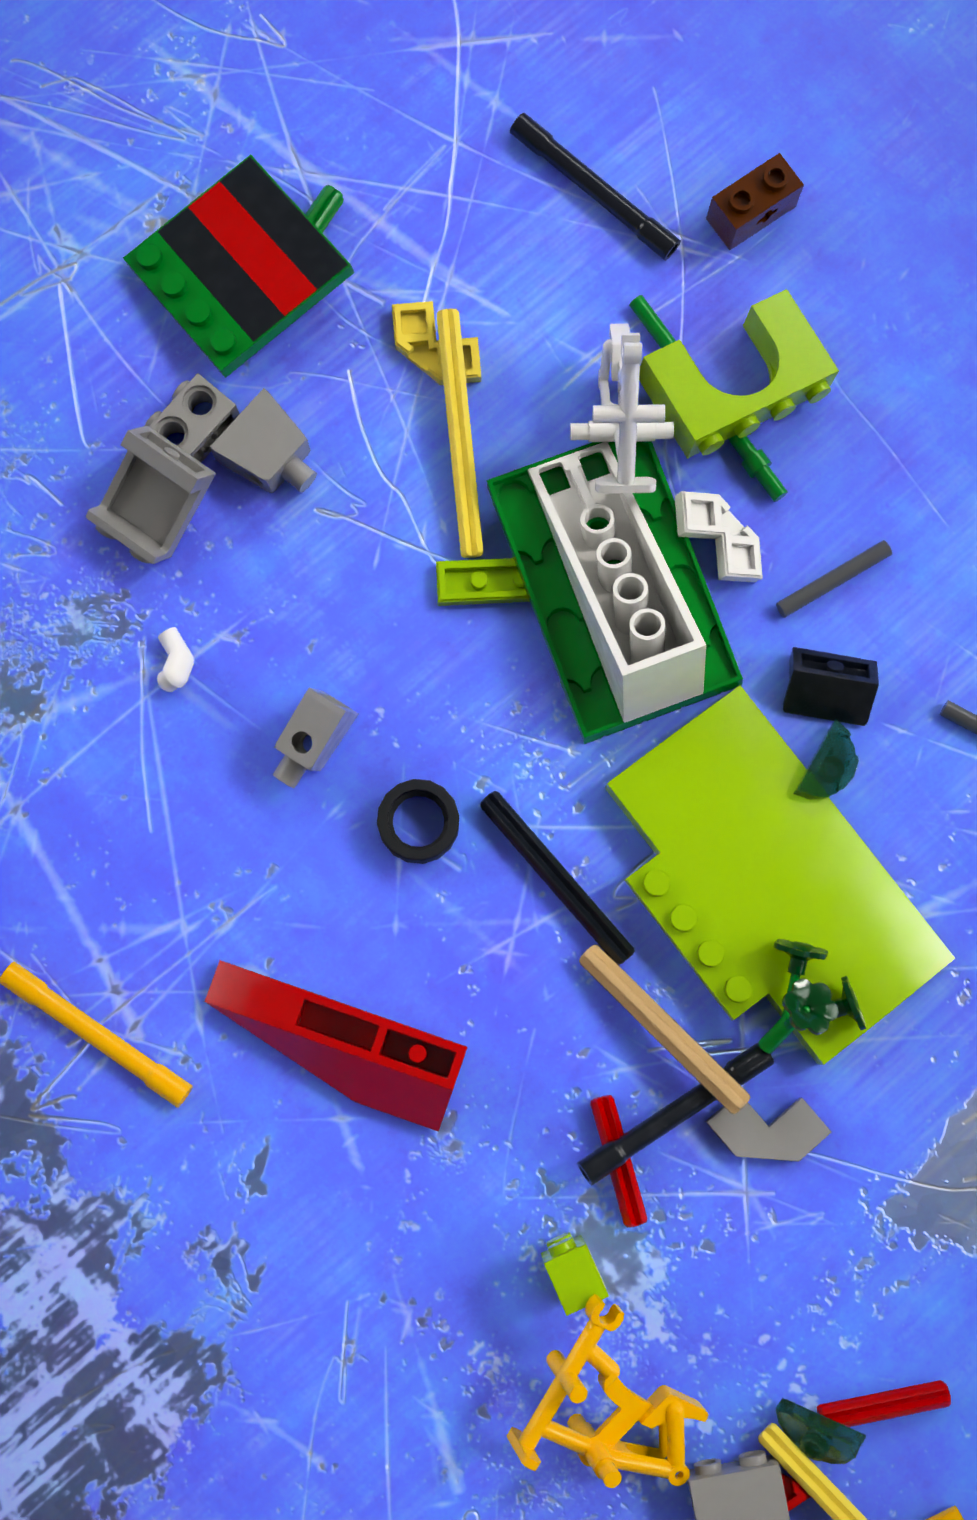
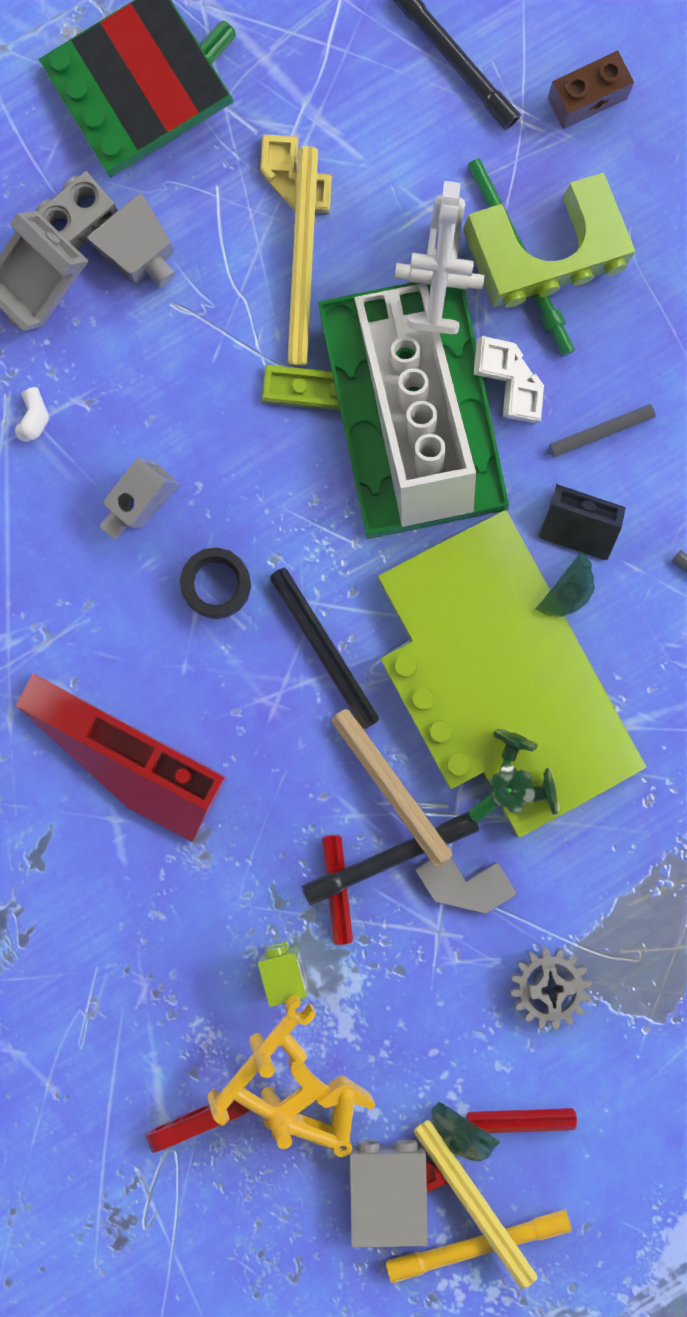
camera: 15 degrees right, 5 degrees up
(488, 1478) = (188, 1126): none -> red beam
(909, 1233) = (567, 986): none -> light grey gear

